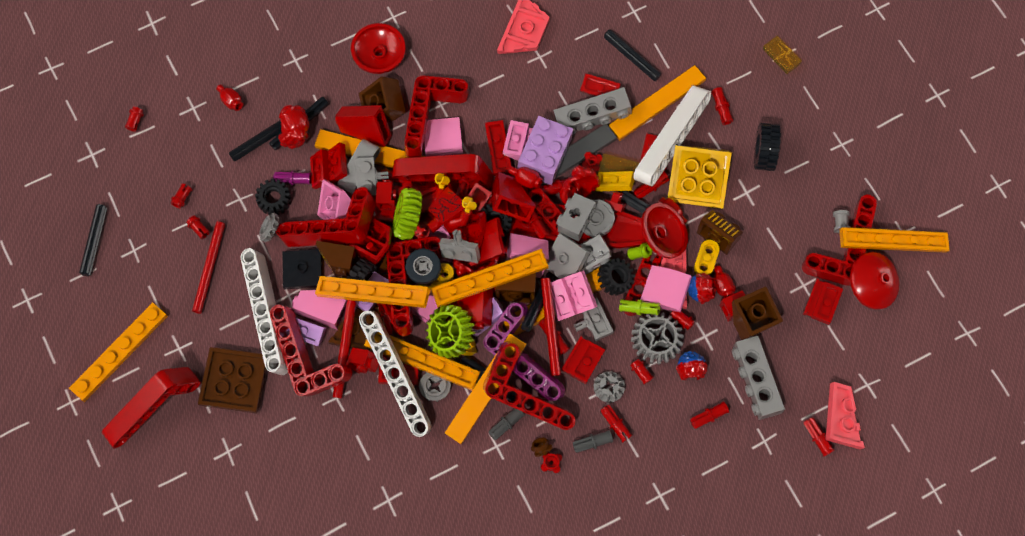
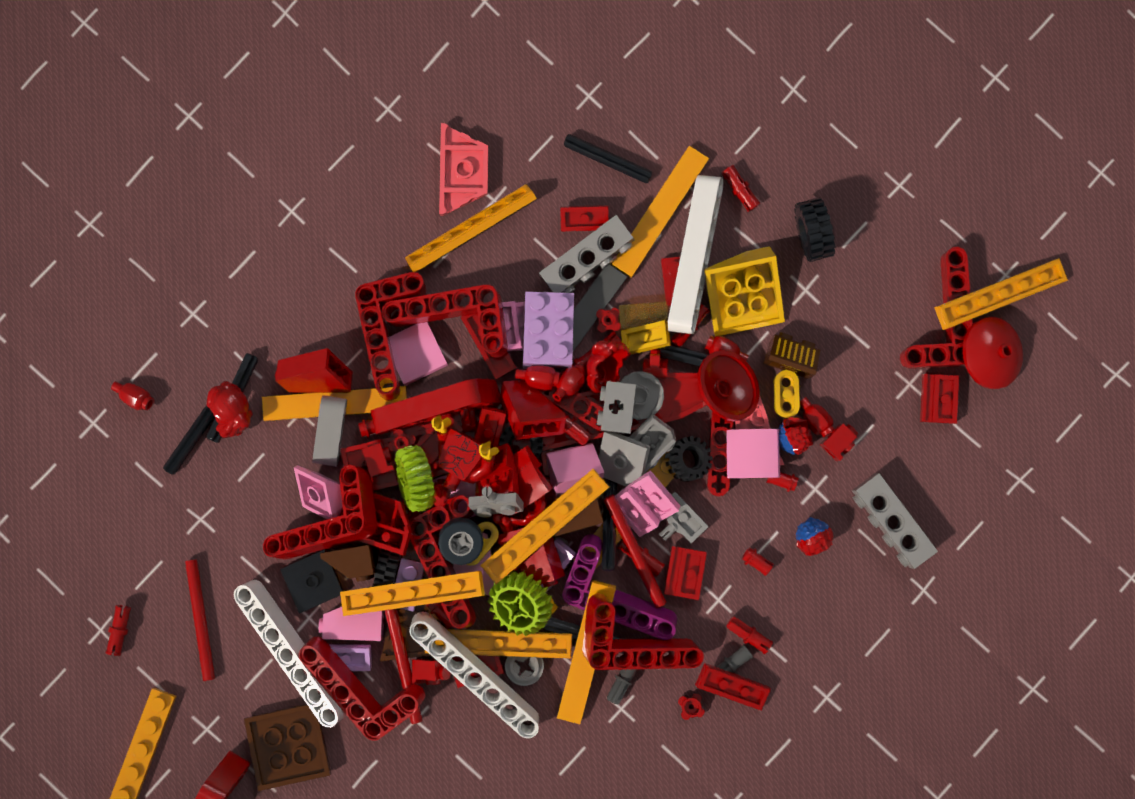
camera: 20 degrees left, 15 degrees up
(93, 240) = (46, 637): black axle -> none
(134, 118) = (27, 466): red pin -> none
(146, 252) = (118, 630): none -> red pin
(181, 195) = (128, 546): red pin -> none
(195, 224) = (165, 575): red pin -> none
(269, 227) = (252, 547): light grey gear -> none
(270, 187) = (227, 499): black tyre -> none
(292, 177) = (254, 471): magenta axle -> none
(328, 165) = (292, 443): red slope -> none
(367, 175) = (346, 442): light grey plate -> none
(378, 39) = (277, 259): red dish -> none
(387, 94) = (324, 328): reddish brown slope -> none
(481, 113) = (453, 309): none -> red beam
(515, 66) = (470, 228): none -> light orange tile
(541, 447) = (669, 691): reddish brown plate -> none
(547, 188) = (570, 382): none -> red plant
(589, 456) = (732, 686): none -> red tile
(605, 394) = (727, 580): light grey gear -> none
(638, 252) = (704, 417): lime pin -> none
(639, 307) = (730, 489): lime pin -> none
(664, 342) = (759, 526): light grey gear -> none
(709, 415) = (852, 585): red axle -> none
(755, 313) = (869, 449): reddish brown slope -> none
(782, 55) = (791, 93): clear yellow plate -> none
(818, 436) = (984, 565): red axle -> none
(841, 219) = (931, 289): light grey bush -> none
(841, 418) = (1005, 538): coral wing -> none

